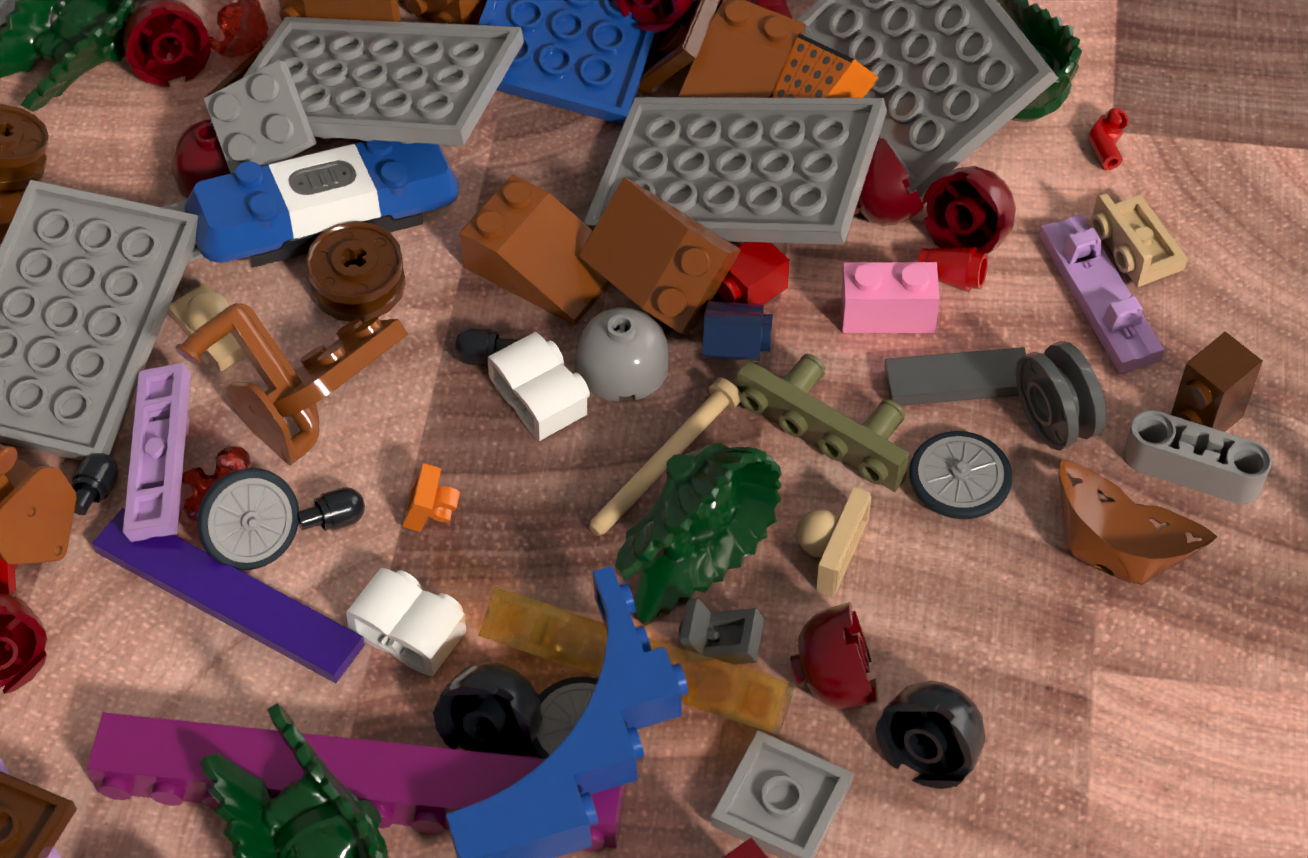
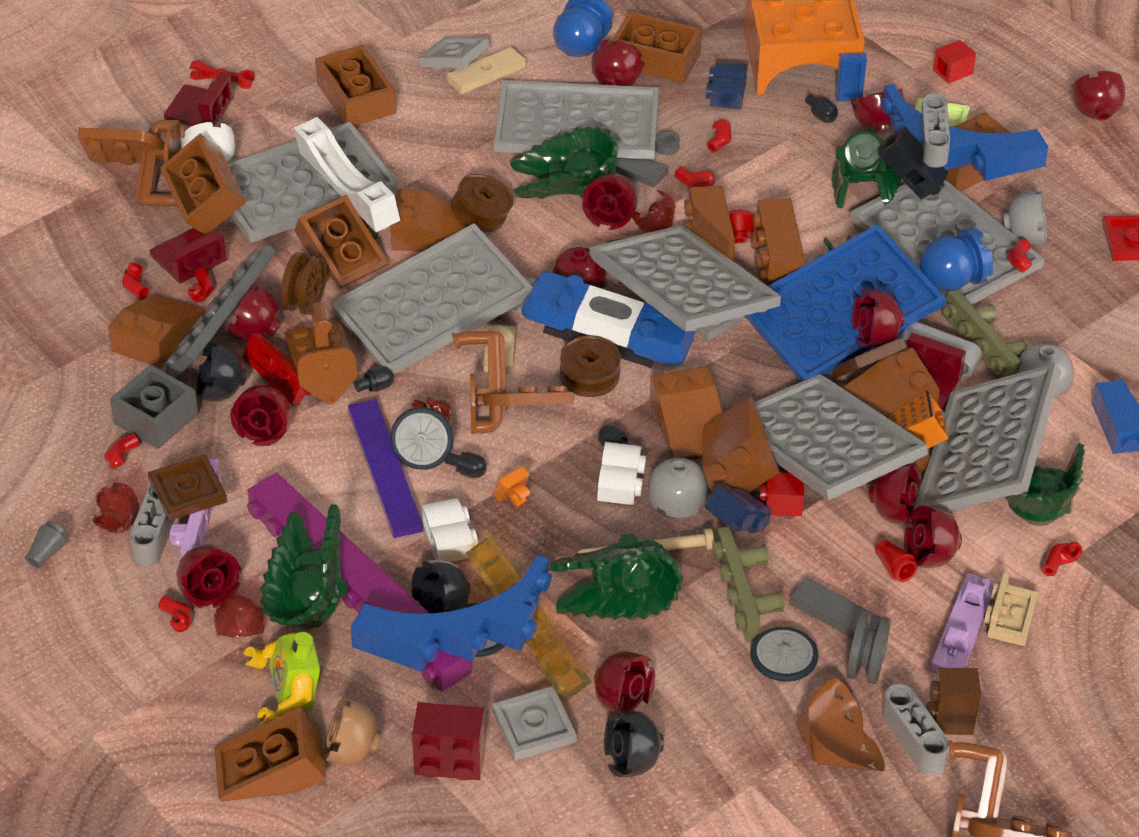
camera: 40 degrees right, 10 degrees down
(157, 453) = (413, 382): lavender hinge -> none
(260, 118) = (606, 259): light grey plate -> none
(722, 635) = (581, 636): dark grey bracket -> none
(834, 538) = (686, 637): tan tile -> none
(889, 297) = (840, 550): bright pink brick -> none

